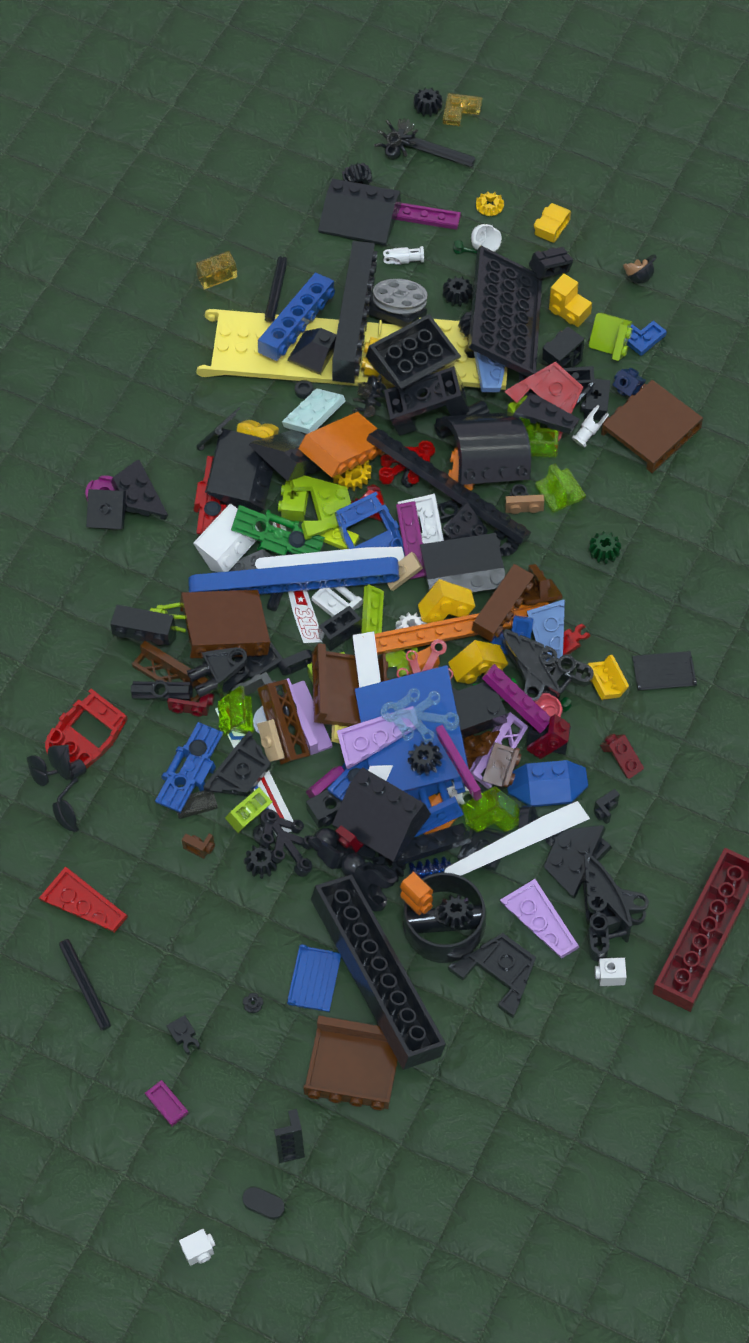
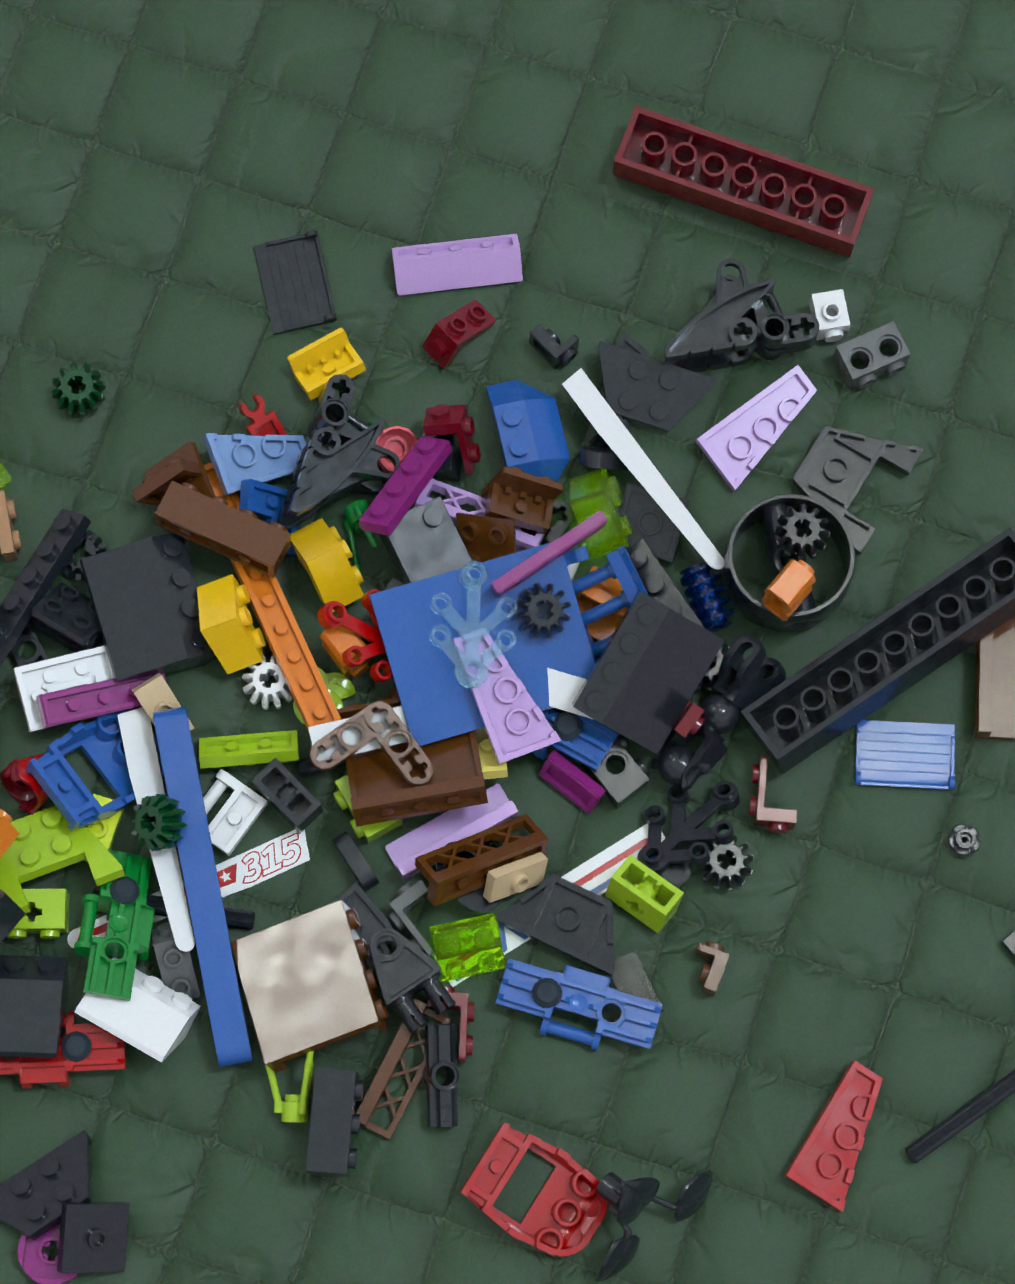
camera: 100 degrees left, 15 degrees up
(292, 884) = (775, 819): none -> bracket
(330, 551) = (158, 822): none -> dark green gear
(365, 663) = (372, 732): none -> beam
(584, 993) = (867, 348): none -> dark grey brick
(668, 759) = (457, 264): none -> lavender panel

